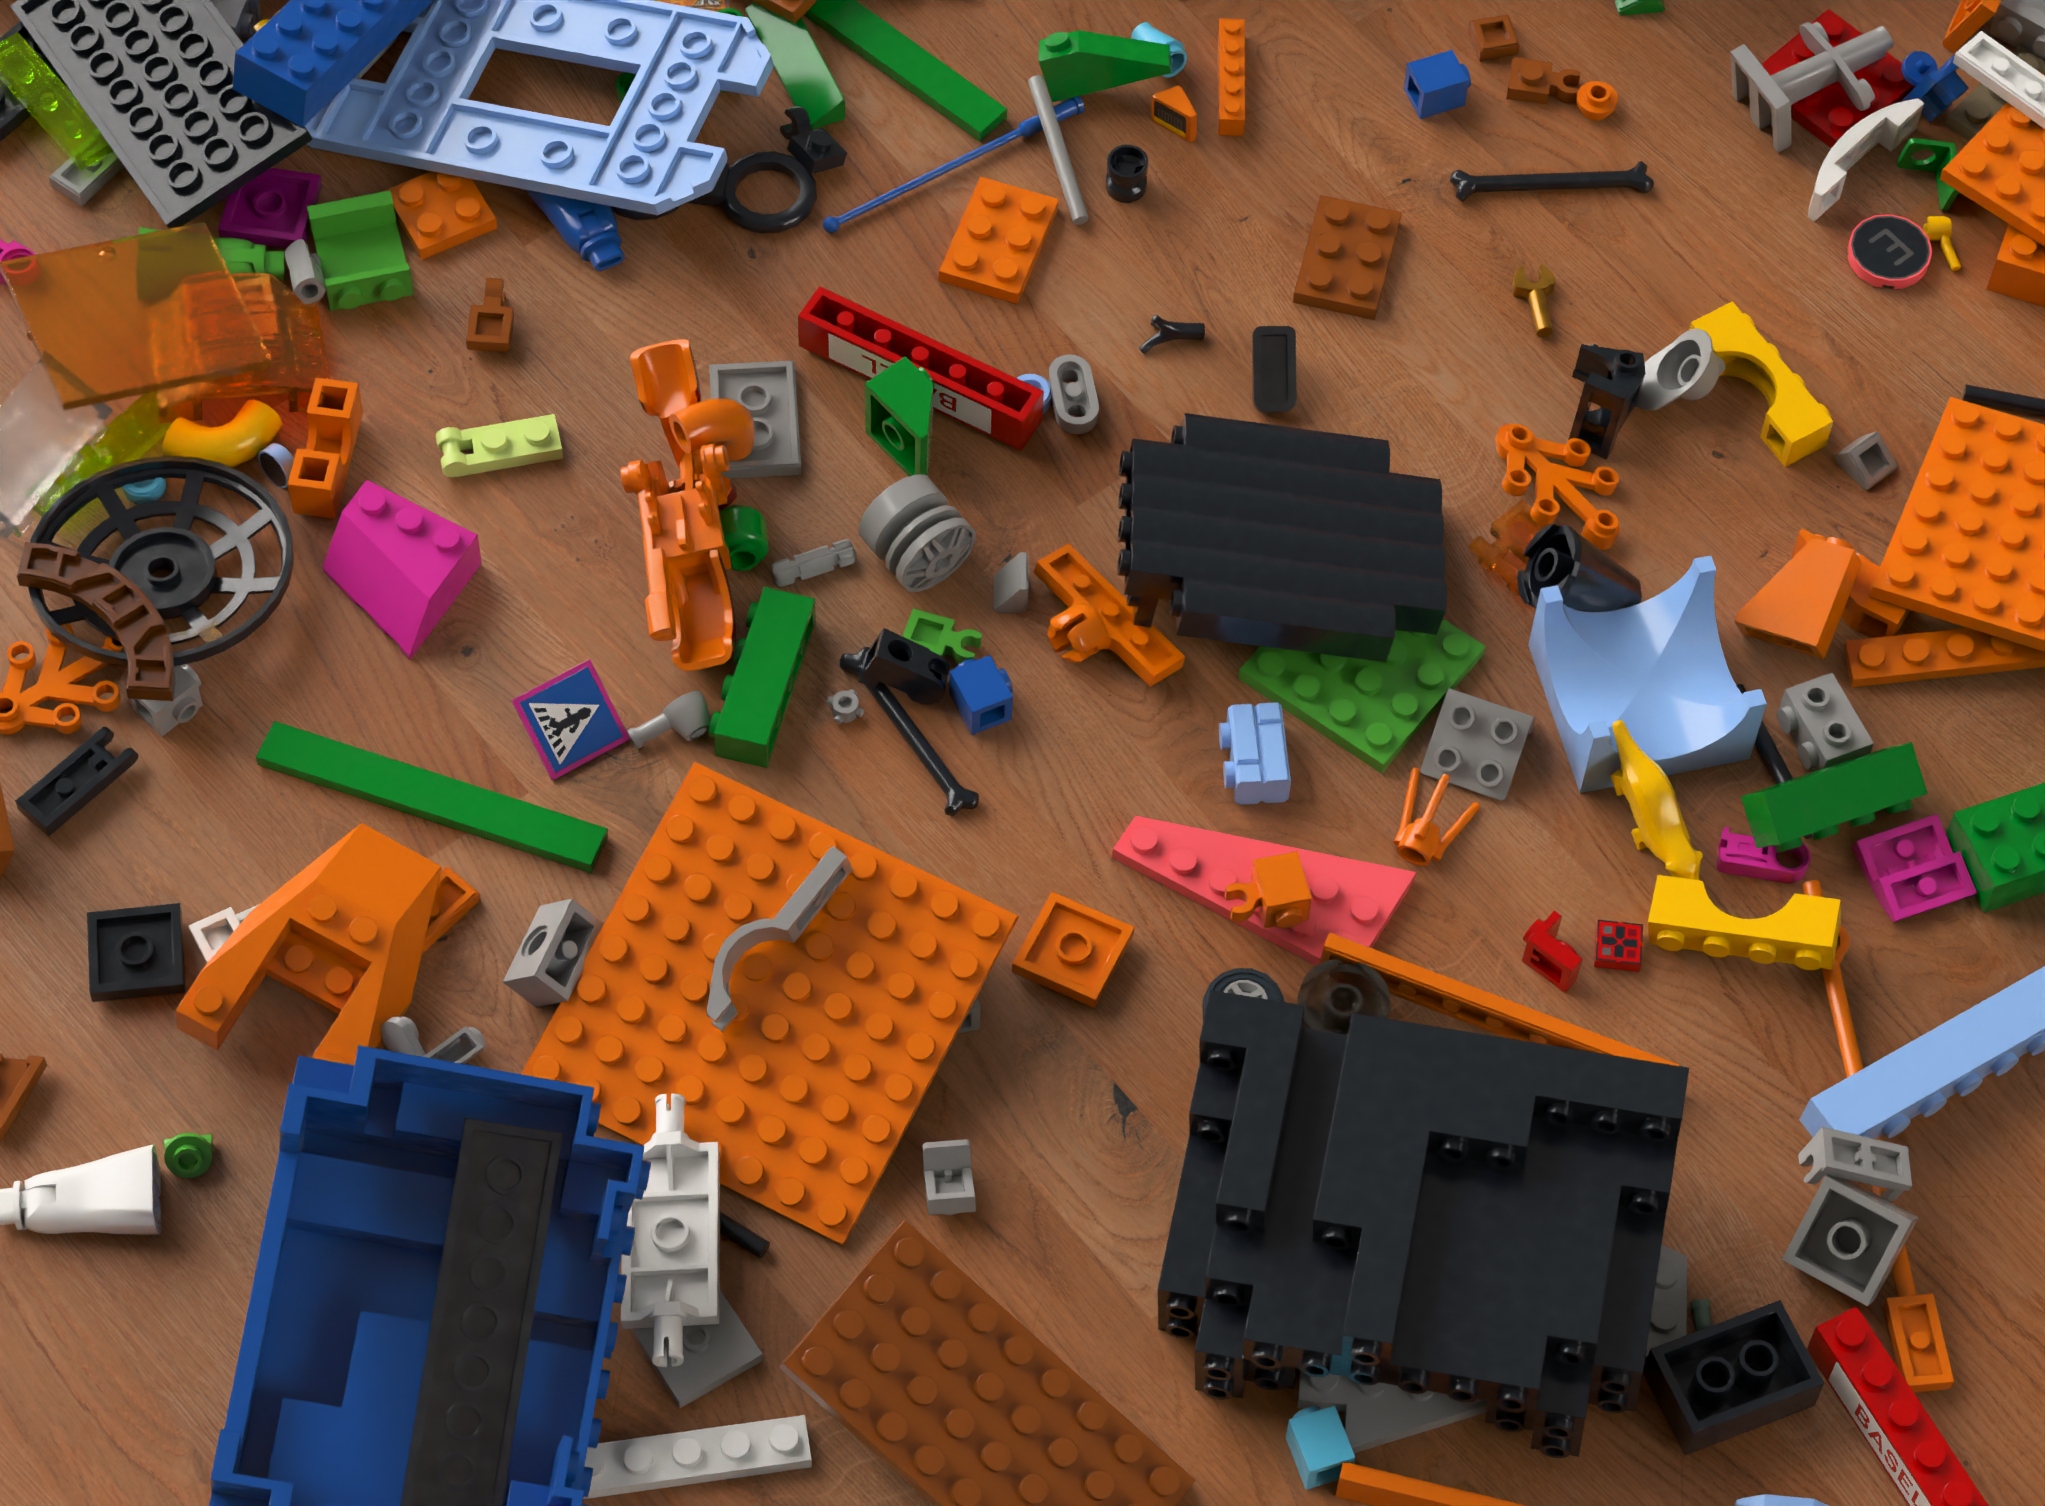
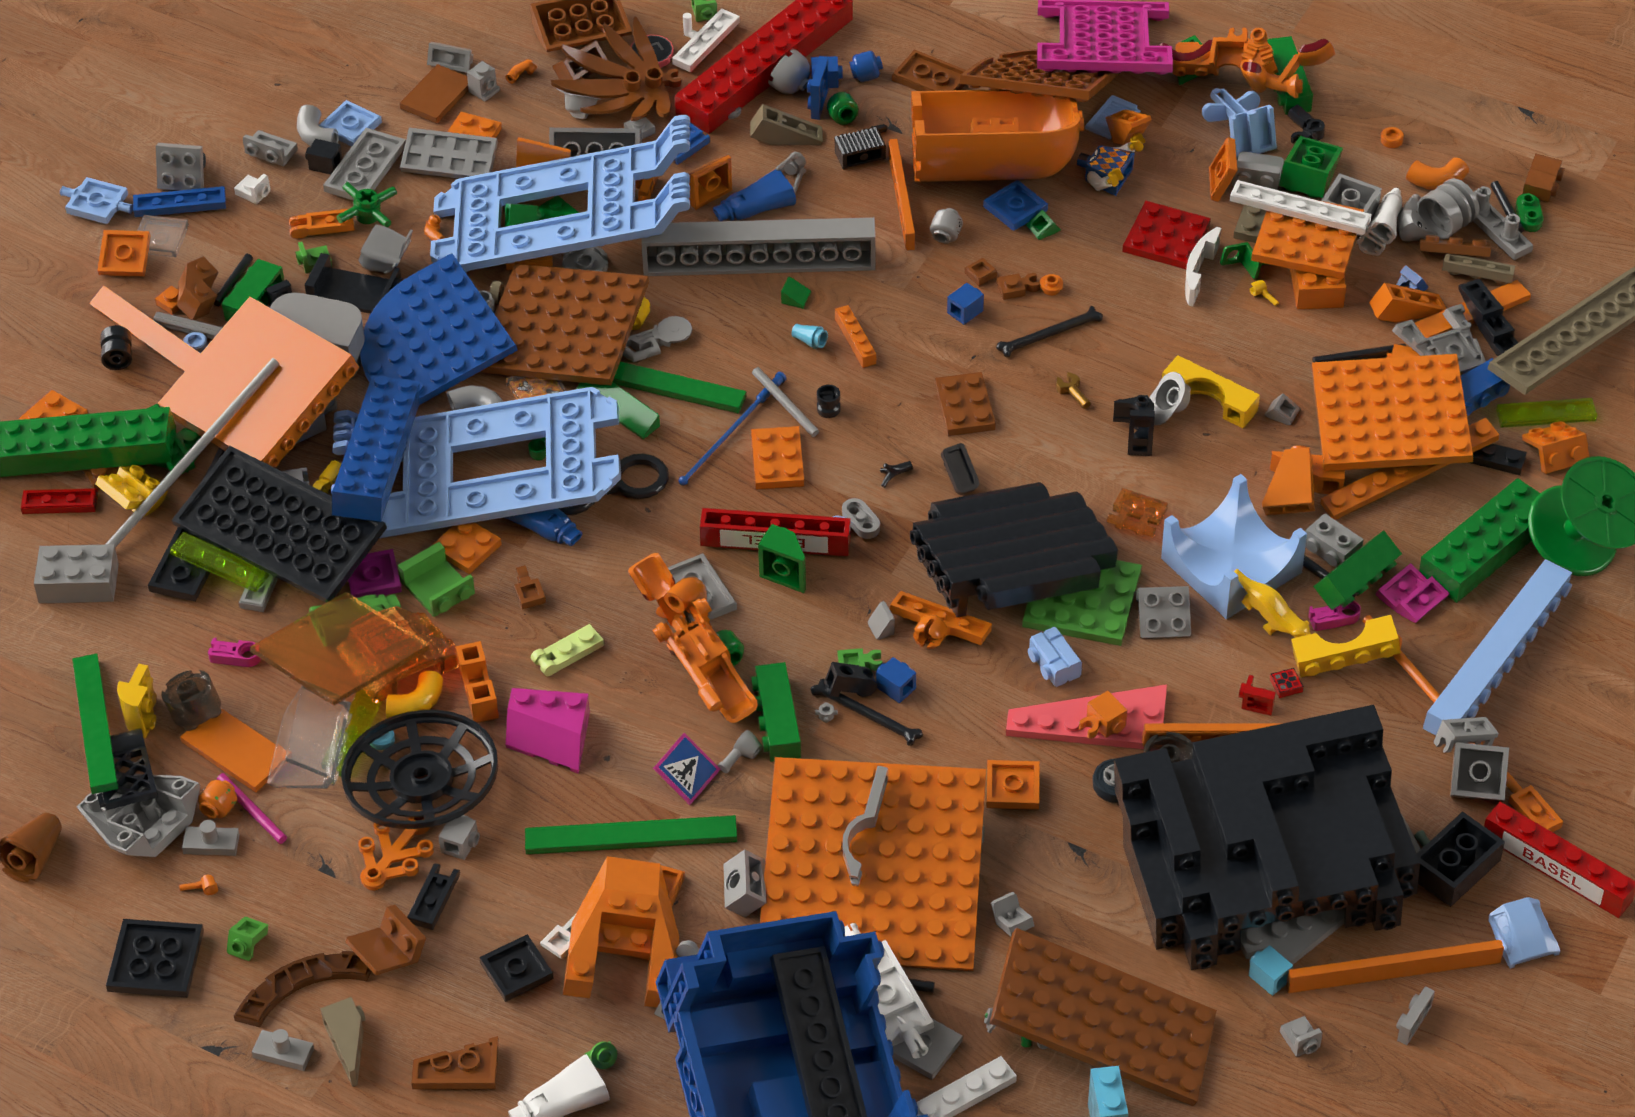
camera: 20 degrees left, 10 degrees down
(115, 601) = (411, 794): reddish brown tile -> none
(276, 464) = (453, 701): tile -> none
(305, 272) = (413, 599): light grey bar -> none
(811, 147) = (653, 445): black plate -> none
(813, 562) = (770, 648): light grey axle -> none
(917, 533) = (821, 611): light grey wheel -> none
(1093, 62) = (781, 351): green slope -> none
(1174, 112) = (837, 363): orange slope -> none
(1420, 840) = (1160, 668): orange plant -> none
(1519, 445) = (1105, 464): orange plant -> none
(1581, 570) = (1163, 502): black cone -> none
(1774, 94) = (1145, 249): light grey piece -> none
(1889, 251) = (1239, 307): black tile -> none
(1933, 86) = (1211, 213): blue hips -> none

